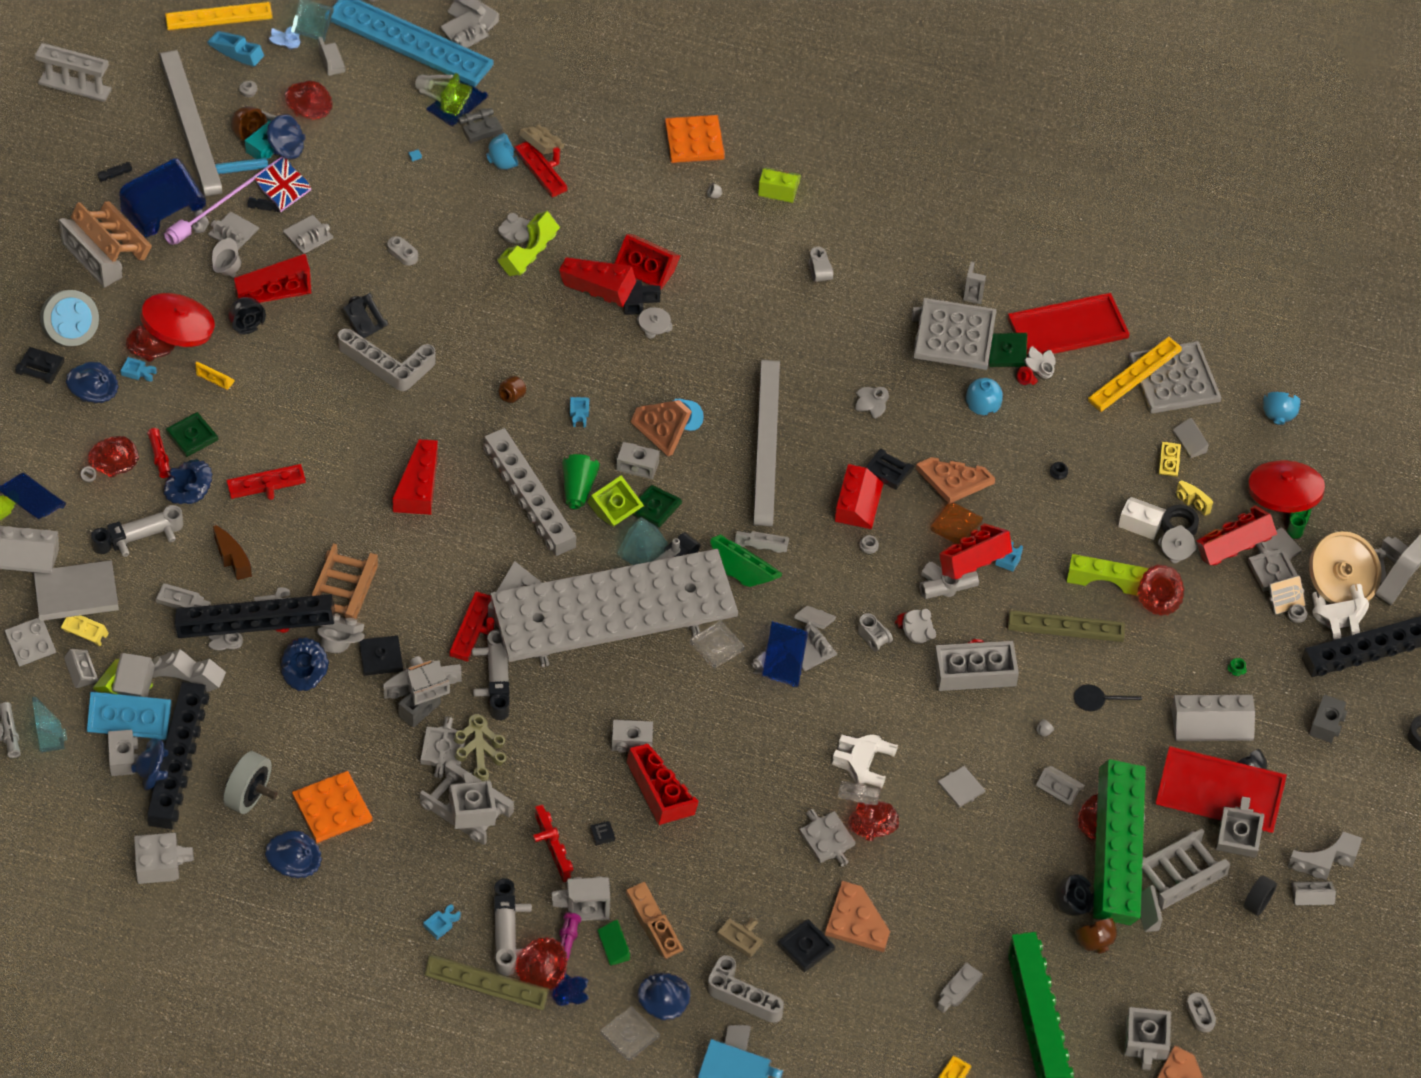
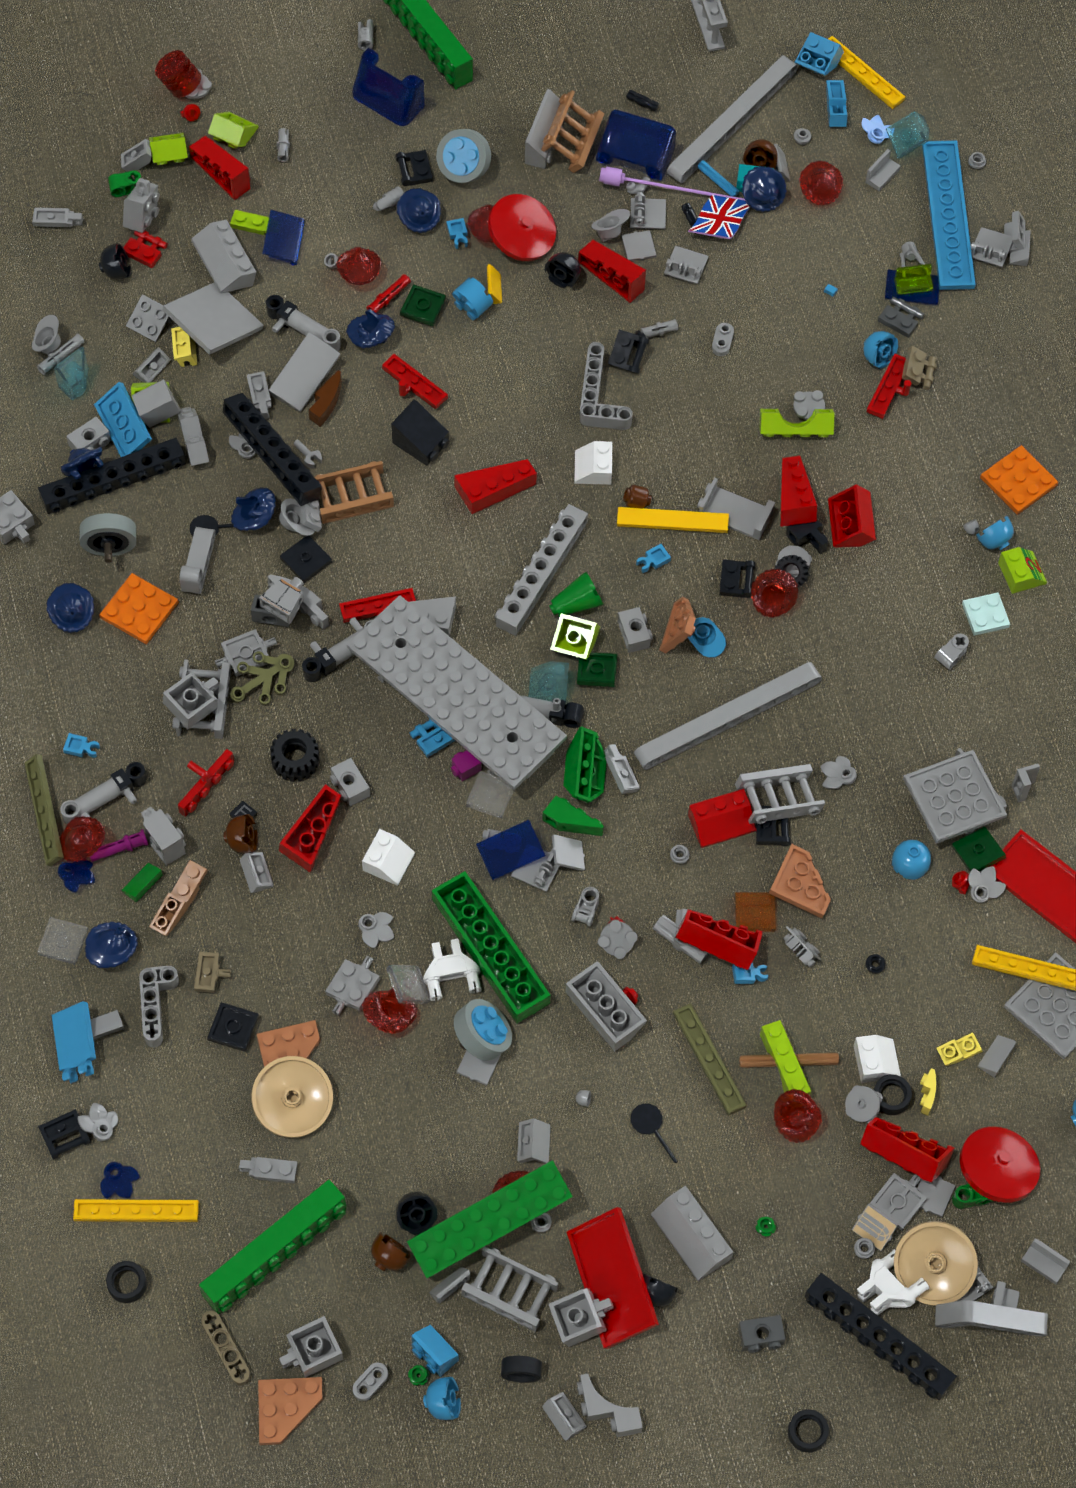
camera: 60 degrees right, 10 degrees up
(60, 399) = (389, 199): none -> light grey hinge
(181, 29) = (819, 54): none -> dark azure slope
(192, 553) = (304, 372): none -> light grey slope
(220, 392) = (472, 298): none -> dark azure brick
(259, 255) = (638, 246): none -> light grey piece
(287, 714) = (206, 521): none -> black piece
(326, 503) = (419, 433): none -> black slope
(334, 744) = (194, 573): none -> light grey beam
(358, 285) = (670, 326): none -> light grey pin
(455, 400) = (594, 463): none -> white slope
(551, 379) = (672, 520): none -> yellow tile
(578, 332) = (744, 515): none -> light grey panel
(579, 748) = (294, 741): none -> black tyre
(626, 841) = (240, 834): none -> reddish brown cylinder
(636, 654) = (432, 741): none -> dark azure plate
(639, 372) = (731, 575): none -> black plate
(659, 330) = (797, 561): none -> black tyre
(666, 853) = (256, 871): none -> light grey slope
(677, 644) = (465, 765): none -> magenta brick
(680, 346) = (774, 592): none -> clear red piece
(724, 748) = (387, 857): none -> white slope
(736, 178) = (997, 534): none -> dark azure cylinder
(780, 601) = (567, 818): none -> green slope
(787, 792) = (378, 930): none -> light grey plate
(799, 228) = (986, 614): none -> light aqua plate
(854, 434) = (784, 777): none -> light grey fence
(865, 714) = (491, 947): none -> green brick
(907, 931) = (292, 1096): none -> tan dish
(942, 759) = (482, 1029): none -> light grey wheel
(1005, 504) = (796, 942): none -> light grey hinge
(1096, 586) = (803, 1059): none -> medium nougat axle
(1204, 950) = (434, 1350): none -> dark azure slope
(1216, 970) = (418, 1369): none -> green plate
(1251, 966) = (442, 1400): none -> dark azure cylinder
(1381, 504) = (1045, 1261): none -> light grey panel

